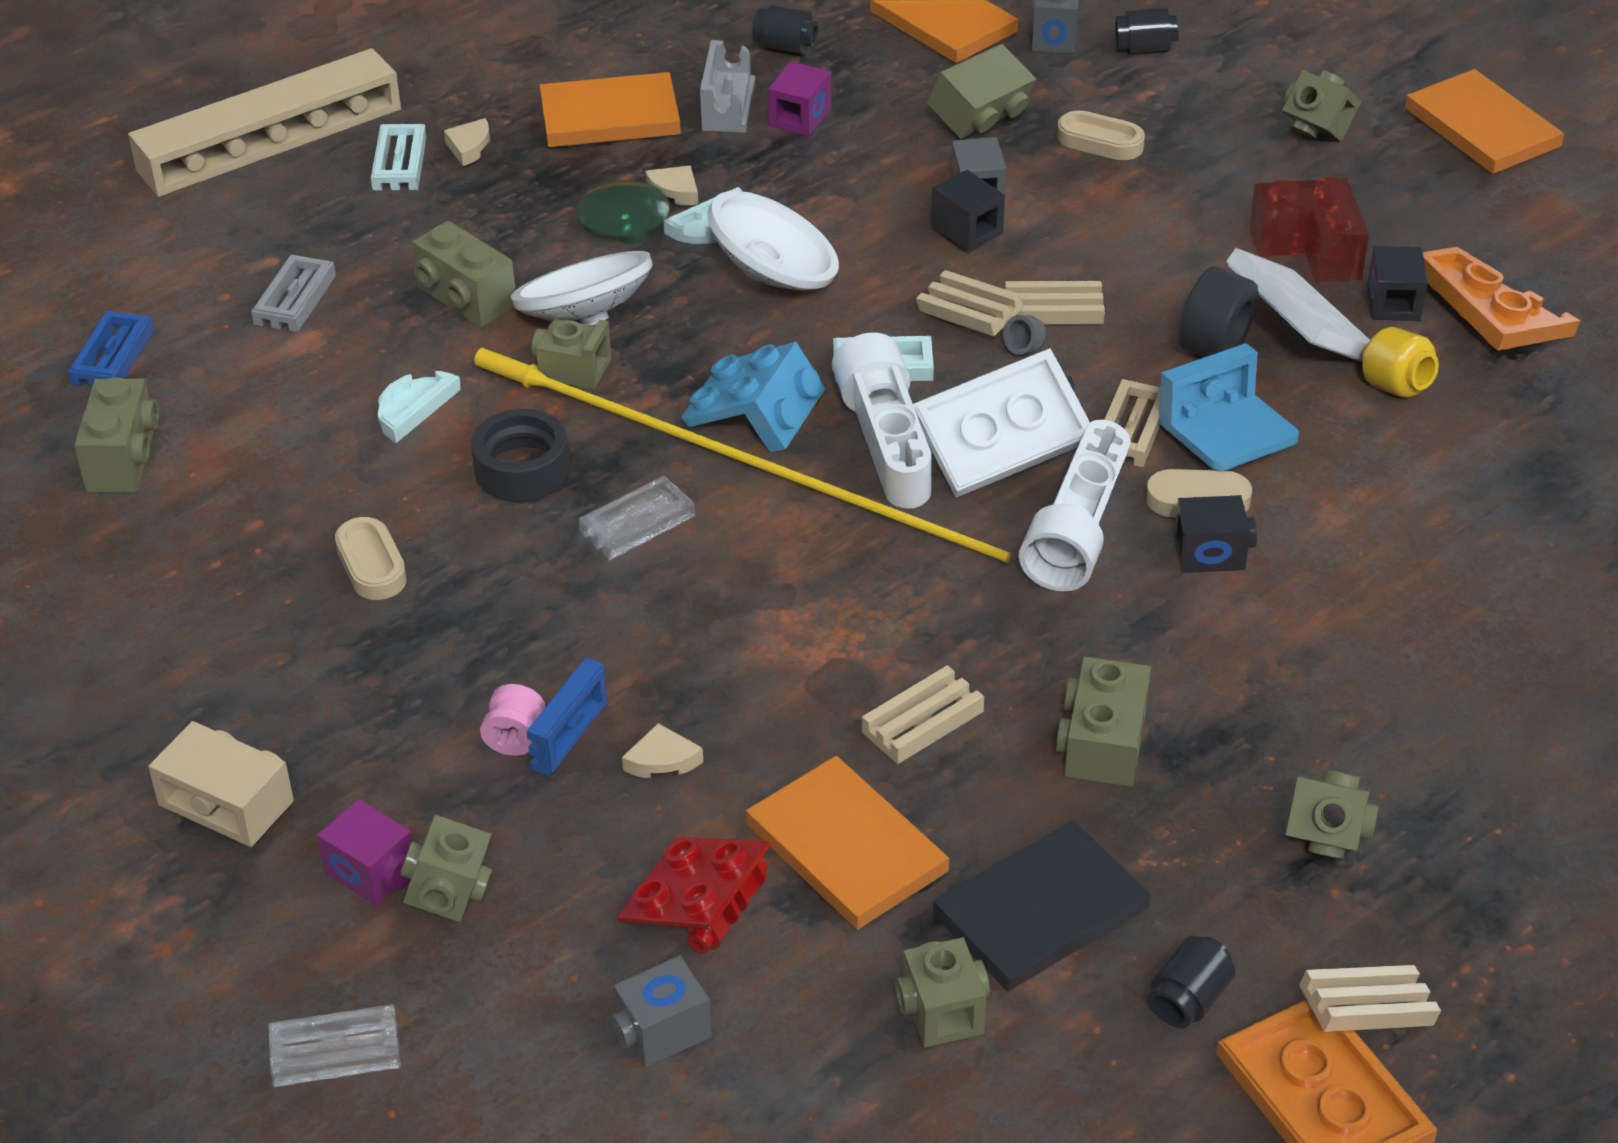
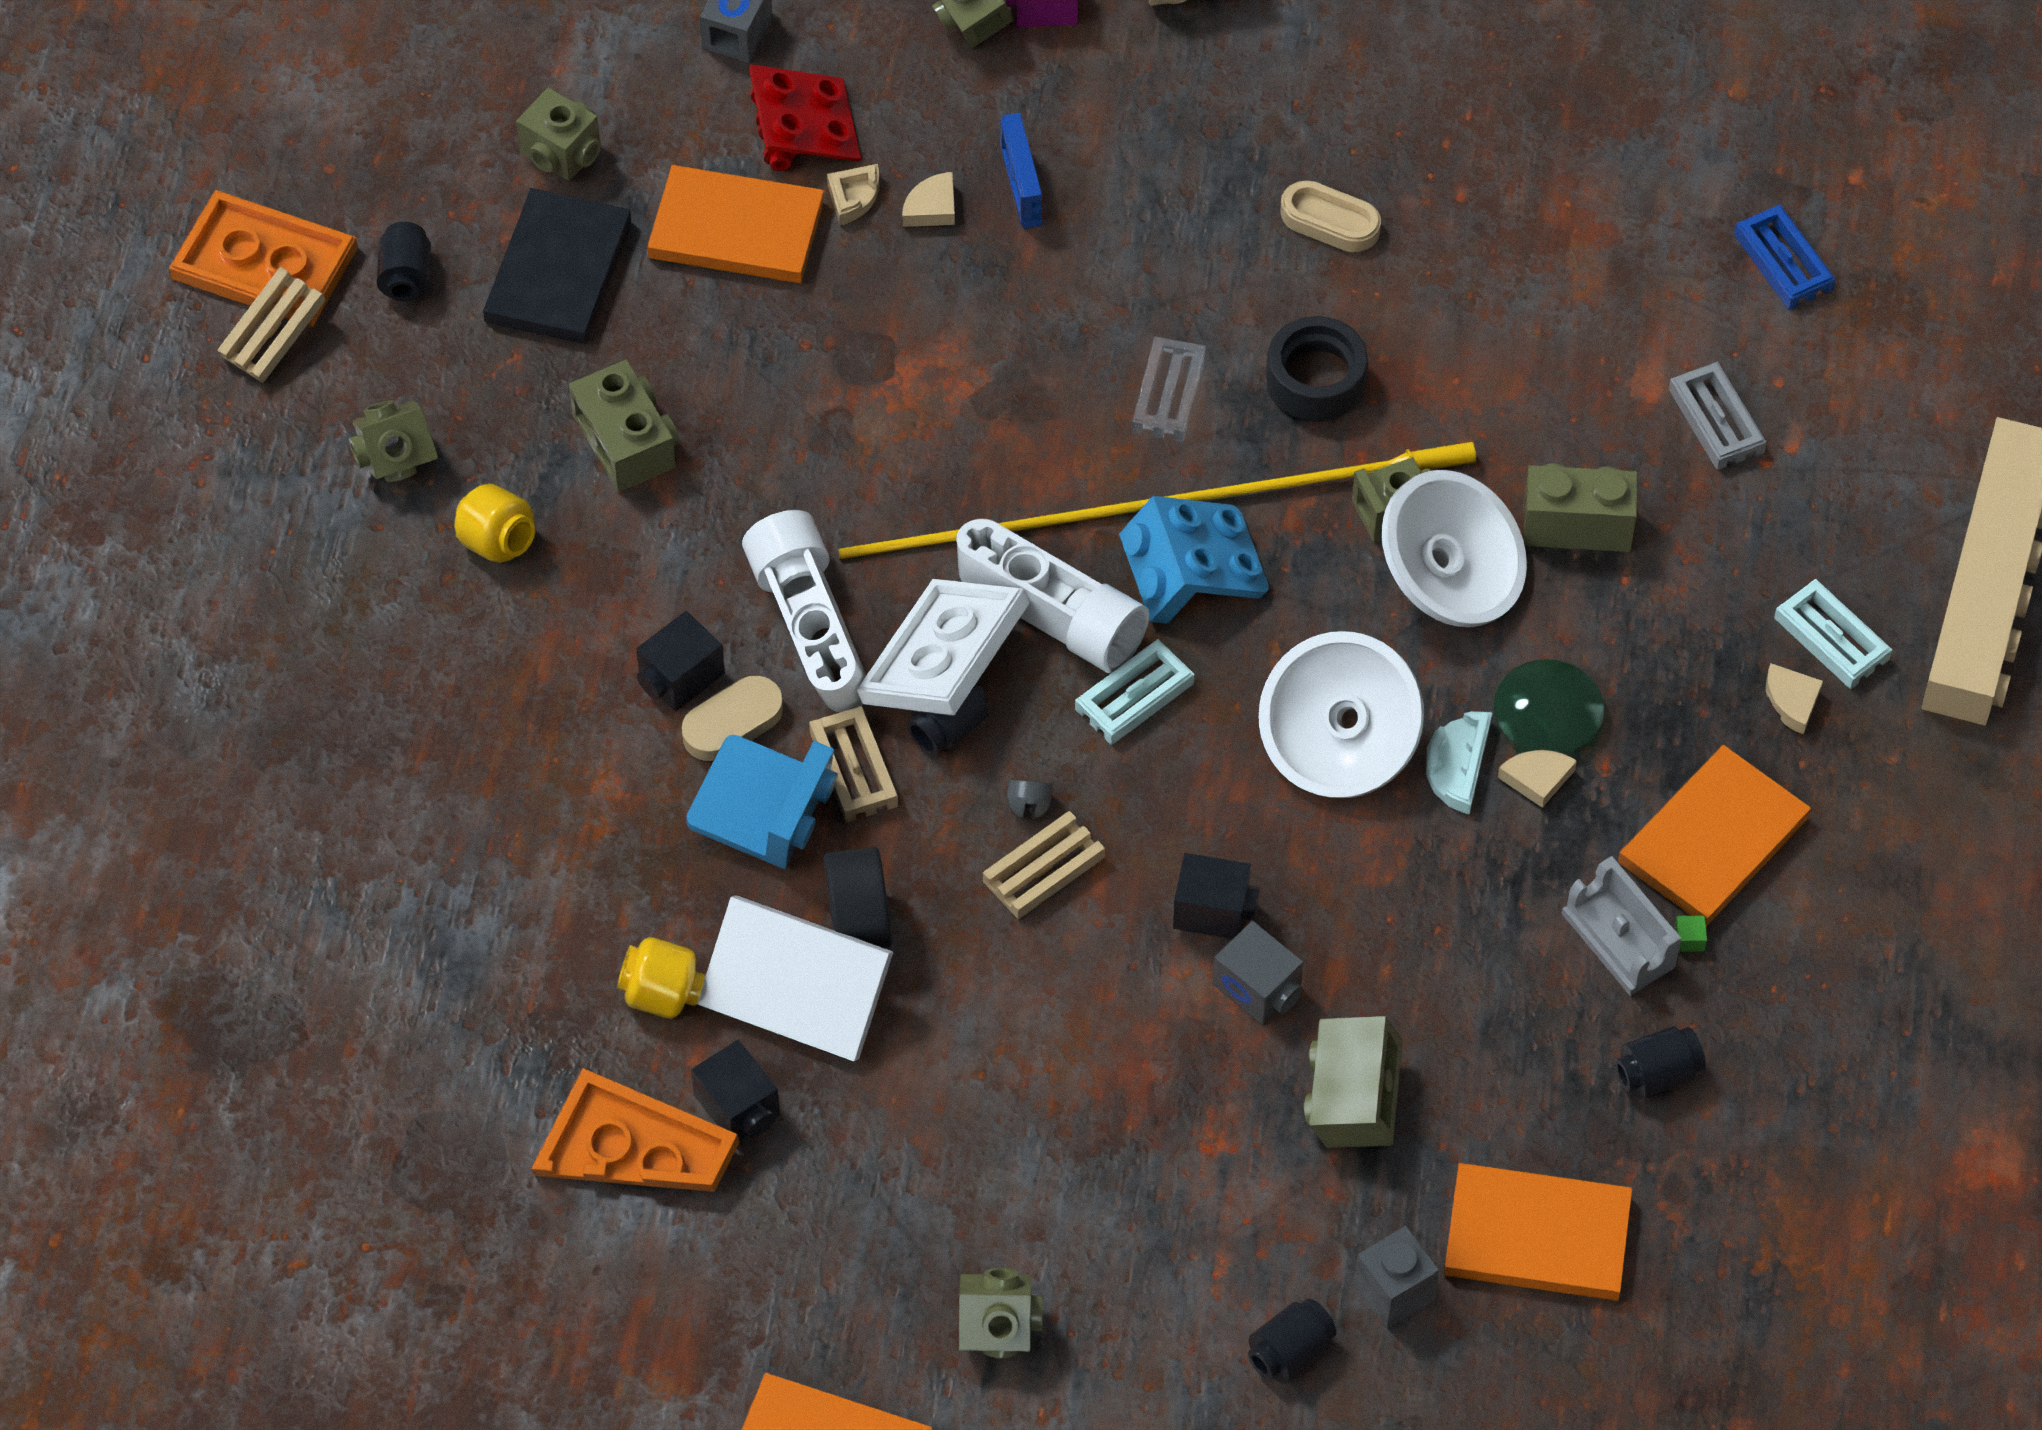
camera: 140 degrees right, 15 degrees up
(116, 435) = (1646, 161): olive brick -> none
(411, 401) = (1478, 375): light aqua tile -> none
(511, 714) = (1057, 143): bright pink wheel -> none
(686, 79) = (1692, 933): none -> bright green piece
(717, 808) = (853, 191): none -> tan tile
(799, 98) = (1535, 961): magenta brick -> none
(916, 708) = (782, 326): tan tile -> none
(973, 297) = (1110, 785): tan tile -> none
(1100, 135) = (1203, 1146): tan tile -> none
(1286, 708) = (494, 523): none -> yellow head
(1311, 220) = (871, 1126): clear red brick -> none

